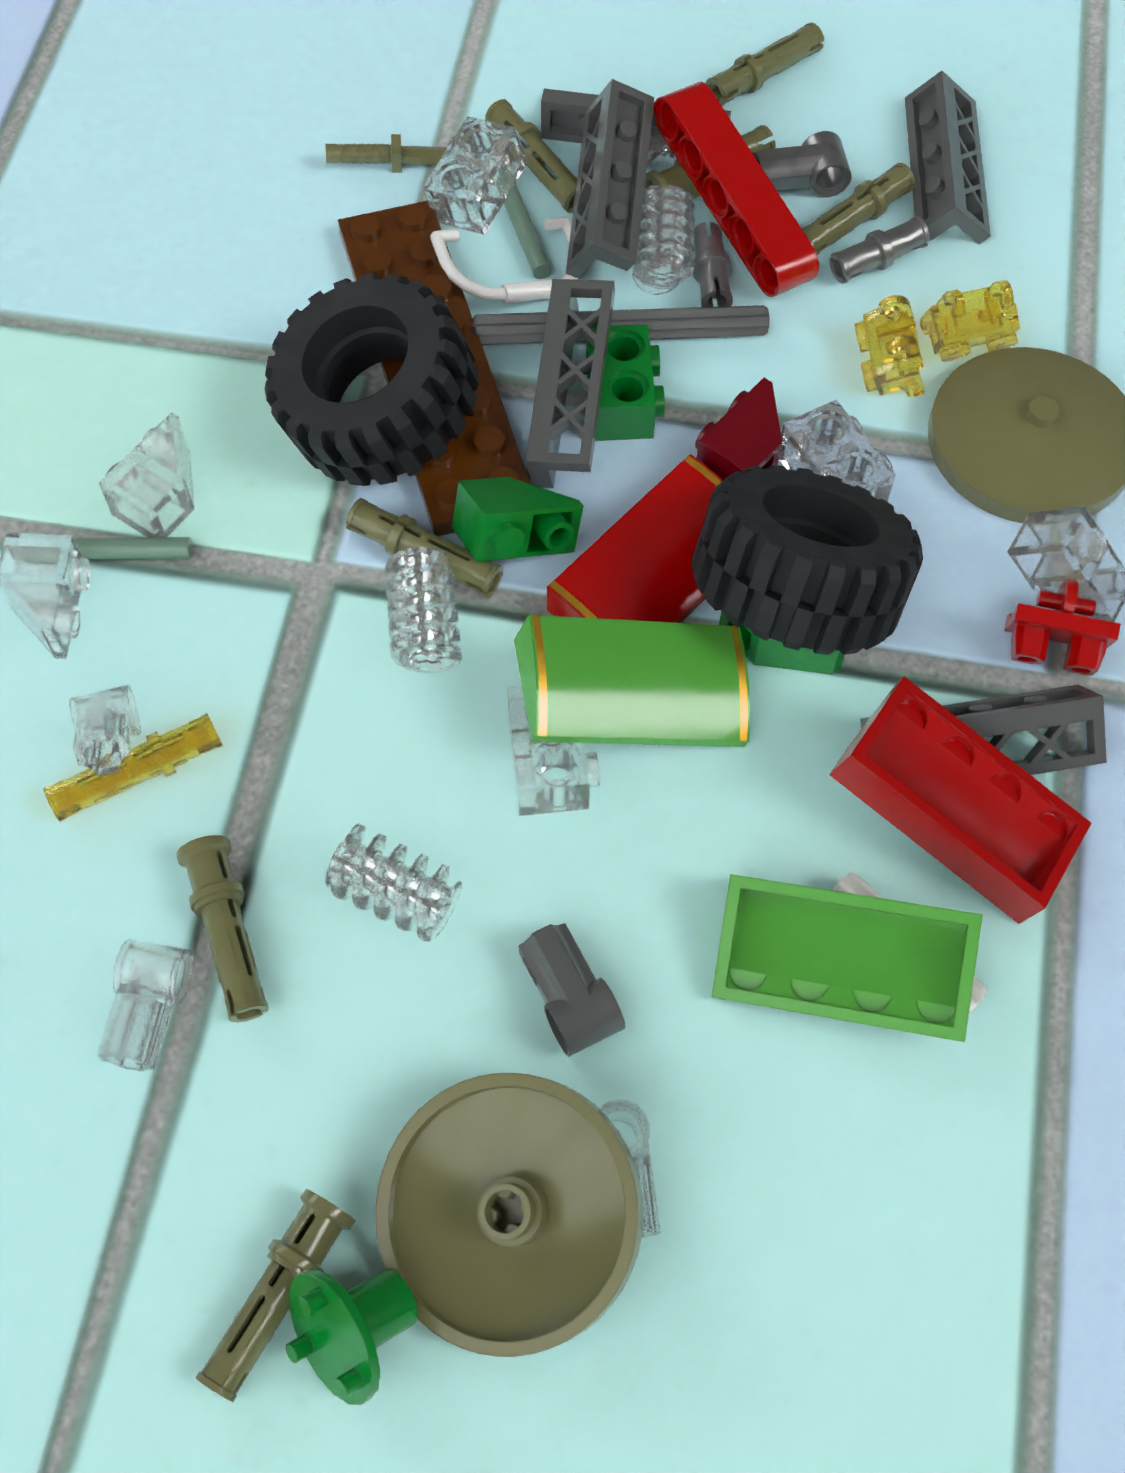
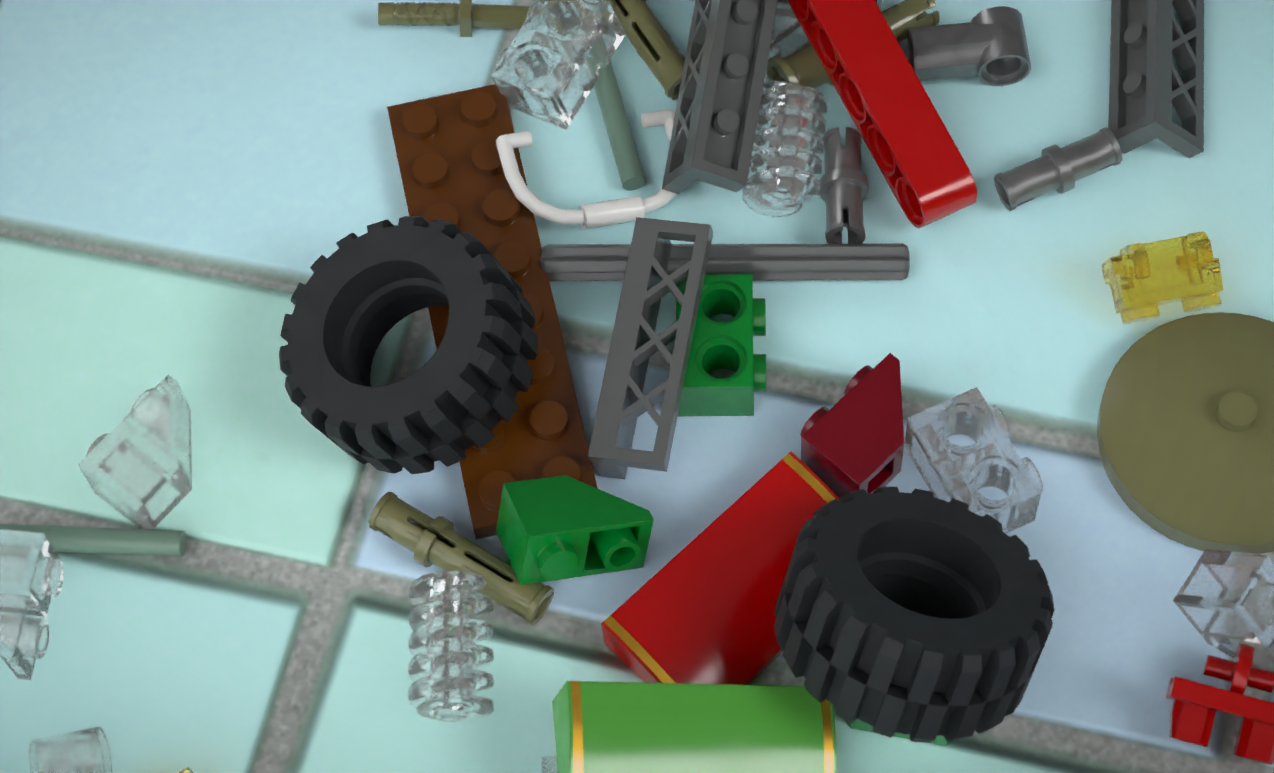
camera: 10 degrees right, 0 degrees up
(867, 202) = (1048, 101): olive pin -> none
(892, 348) = (1058, 312): clear yellow piece -> none

